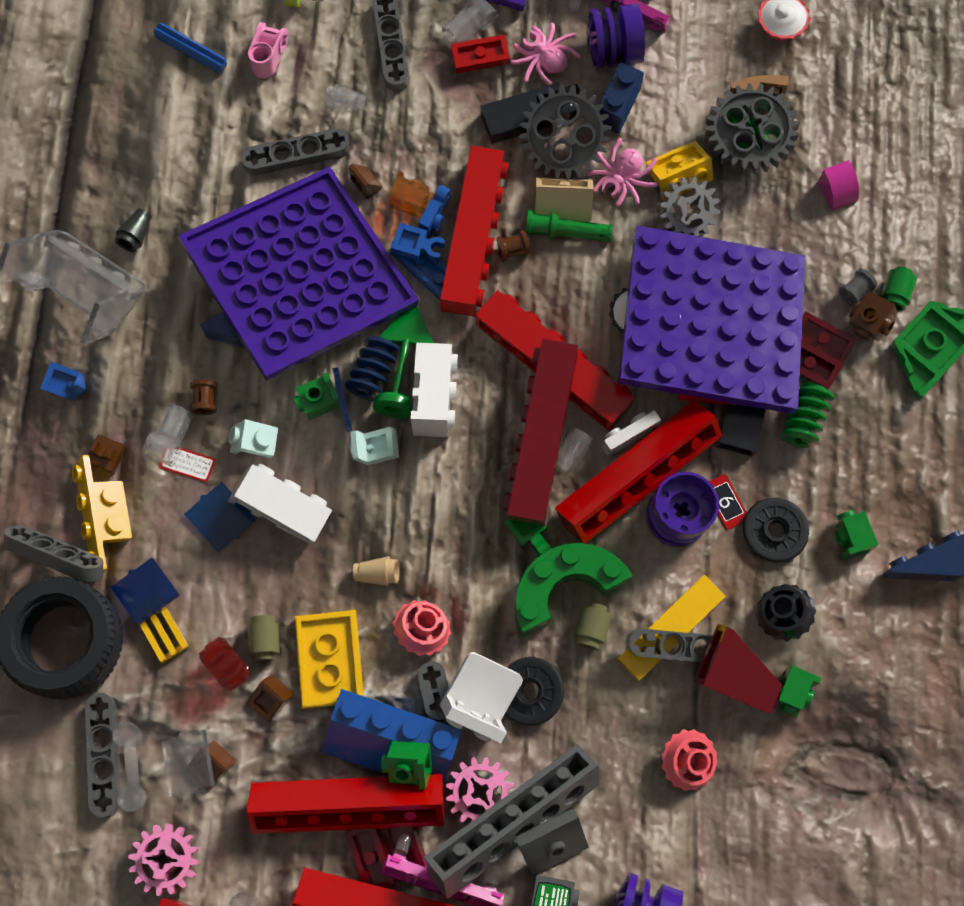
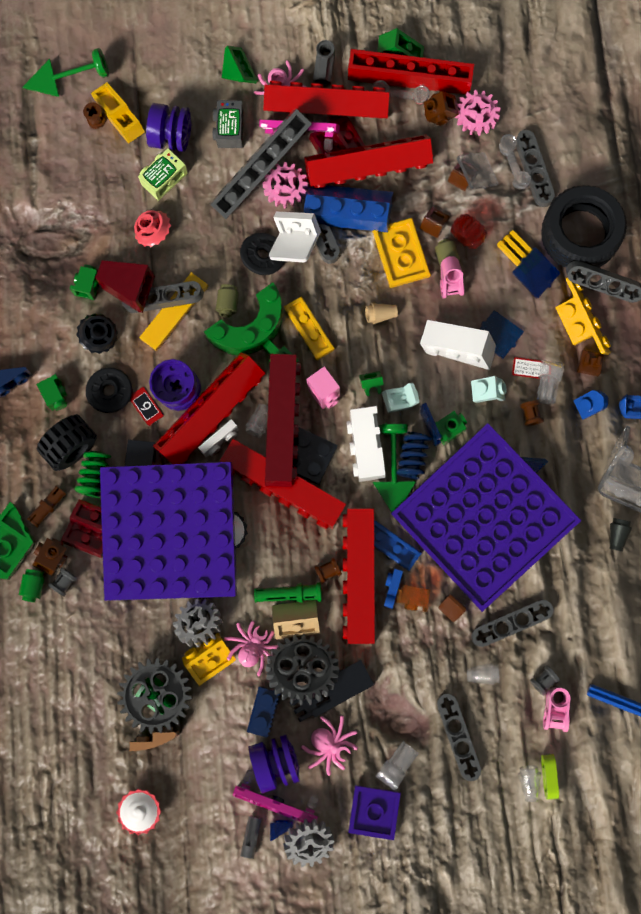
camera: 175 degrees right, 5 degrees up
(120, 396) = (591, 403): none -> blue plate
(218, 873) = (440, 108): none -> reddish brown brick
(266, 598) = (451, 277): none -> bright pink piece
(273, 81) = (545, 680): none -> dark grey bush
(408, 763) = (333, 185): green brick -> none
(409, 477) = (371, 380): none -> green tile
(413, 241) = (404, 556): blue plate -> none
(421, 627) = (342, 281): coral piece -> none
(477, 468) = (323, 388): none -> bright pink brick
(480, 53) = (383, 735): red plate -> none
(482, 570) = (309, 328): none -> yellow tile
(505, 394) = (312, 455): none -> black plate
(552, 842) = (233, 158): dark grey plate -> none
(664, 845) = (162, 174): none -> brick
(839, 185) = (82, 666): dark pink brick -> none
(840, 452) = (66, 442): none -> black tyre
(873, 385) = (46, 506): none -> reddish brown pin

